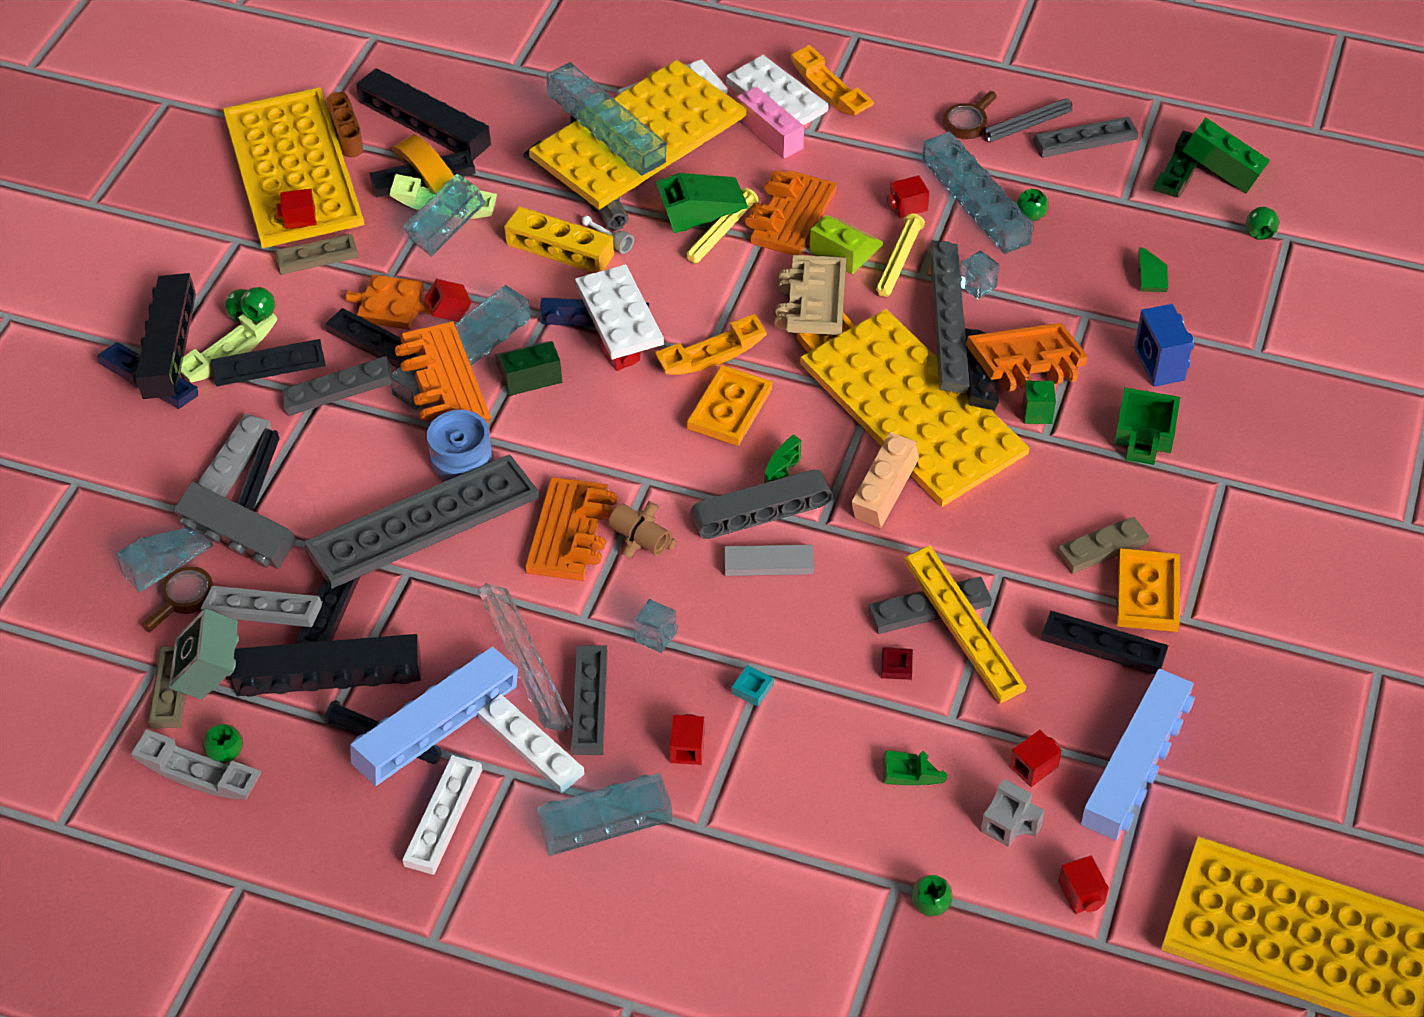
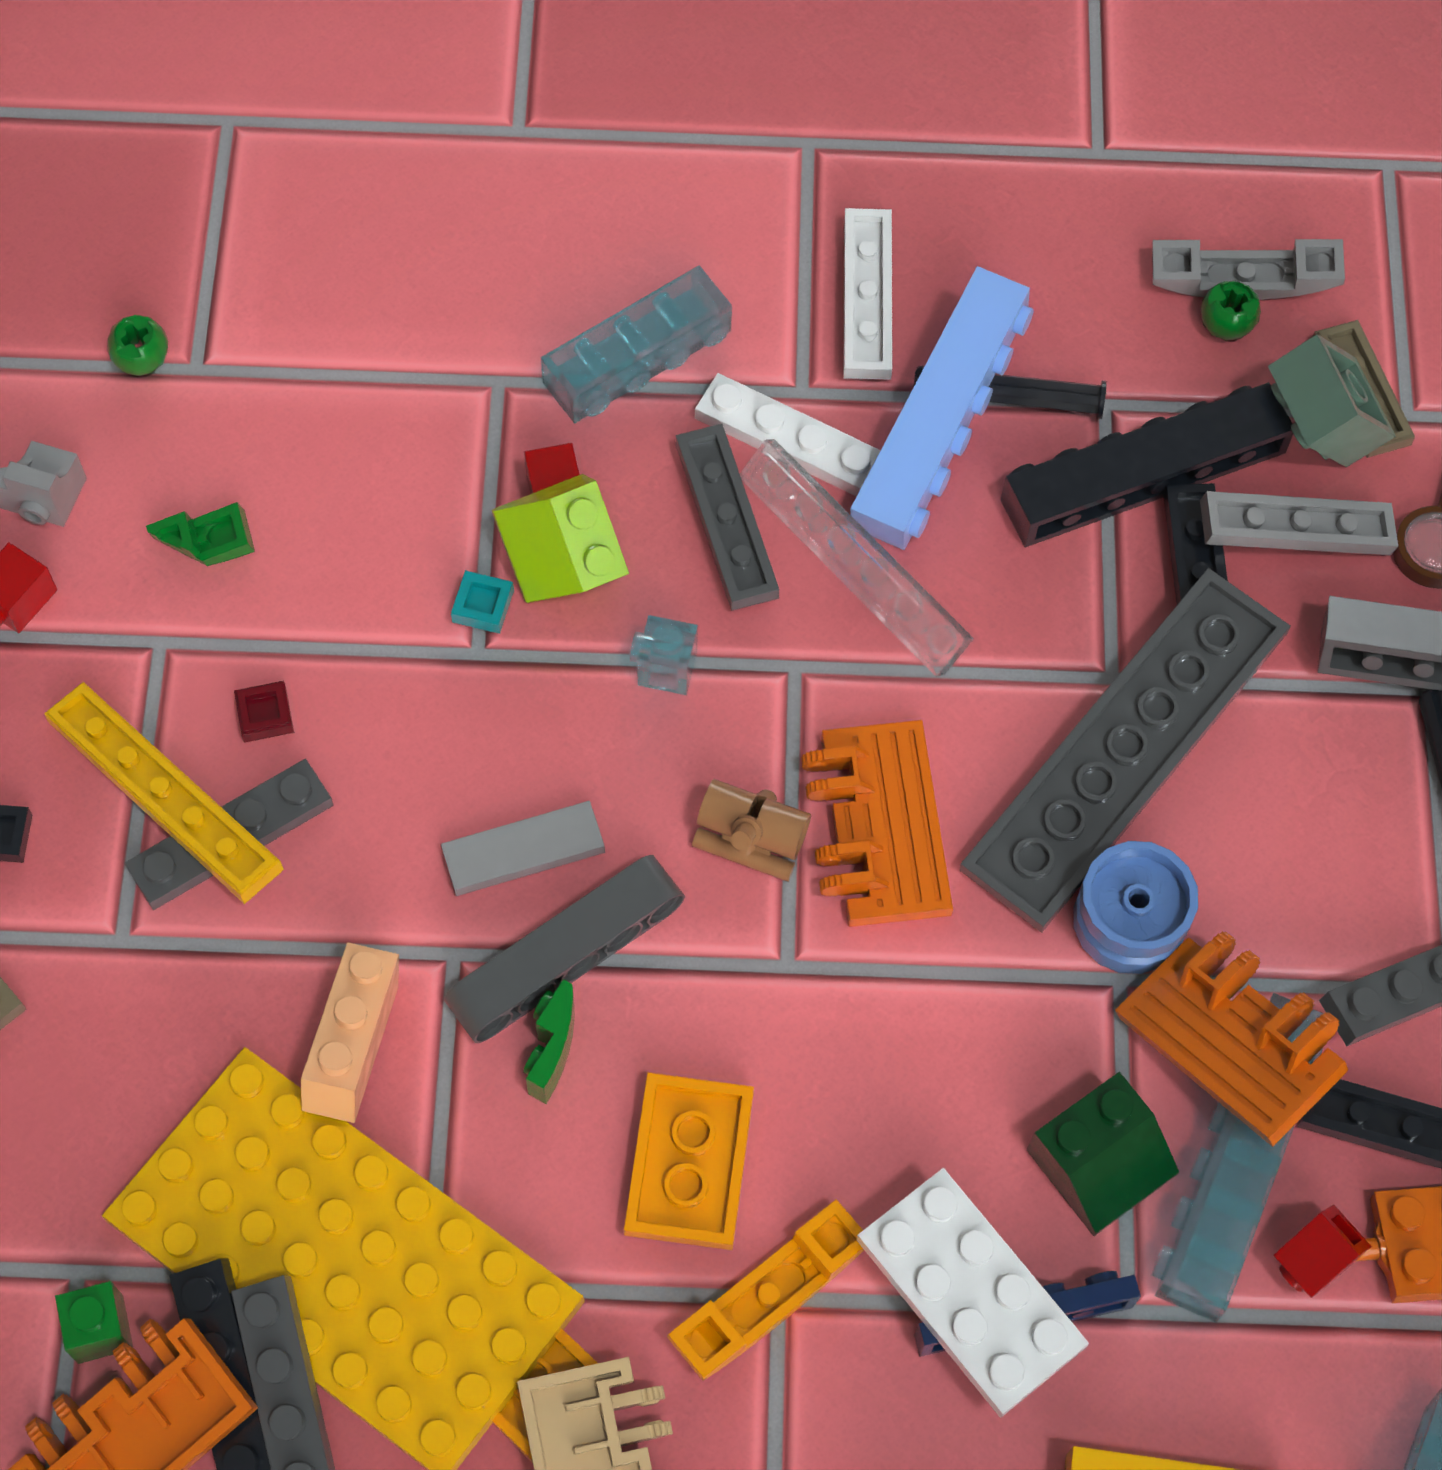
camera: 160 degrees right, 15 degrees up
(693, 690) = (560, 540): none -> lime slope

